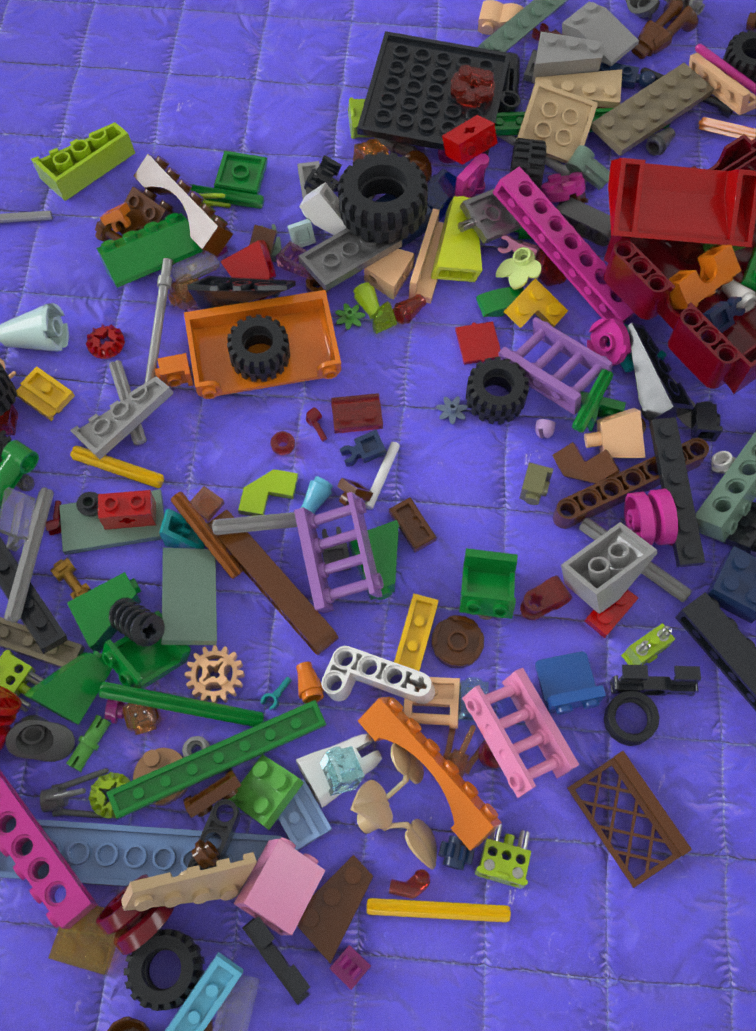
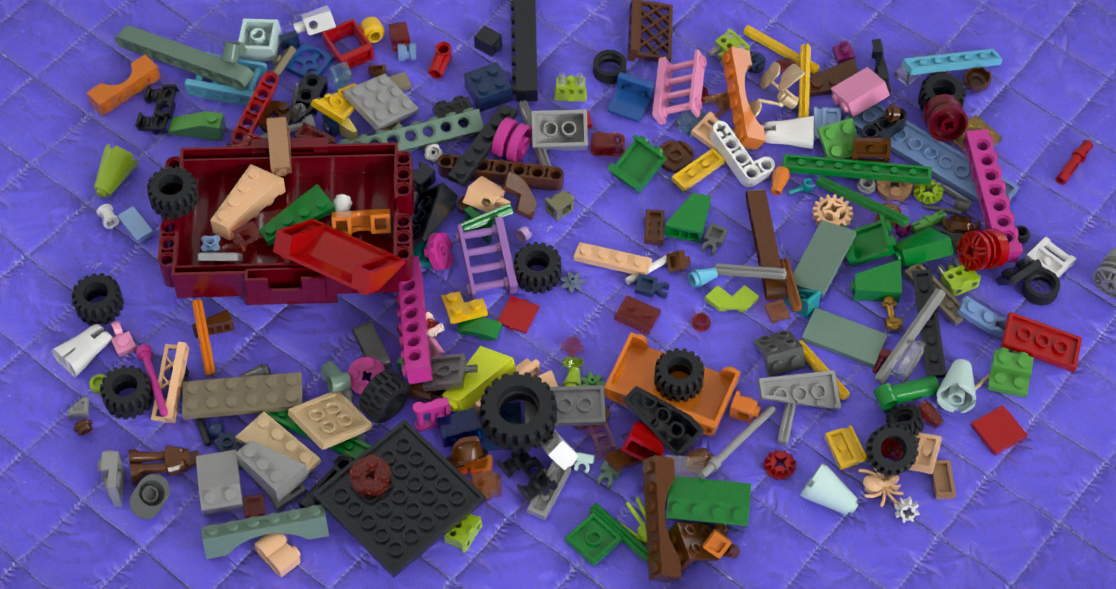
camera: 145 degrees left, 10 degrees down
(35, 742) = (960, 223): none -> reddish brown plate
(91, 510) = (852, 352): black plate -> none
(127, 509) = (832, 325): red brick -> none
(136, 622) = (865, 249): black piece -> none
(176, 457) = (781, 352): none -> dark grey bracket
(190, 885) = (909, 101): tan wing -> none
(312, 419) = (668, 327): dark red hand -> none
(313, 548) = (734, 224): medium lavender fence -> none
(342, 769) = (792, 116): clear light blue brick -> none
(369, 863) = (804, 81): none -> yellow axle
(396, 331) = (572, 346): none -> clear pink plate
(408, 309) = (550, 358): clear red cone -> none
(427, 455) = (612, 259): none -> light nougat plate
(469, 139) = (427, 426): red brick -> none
(519, 268) = (454, 332): yellowish green plate -> none
(637, 679) = (591, 73): black piece -> none
(722, 313) = (371, 197): dark blue plate -> none

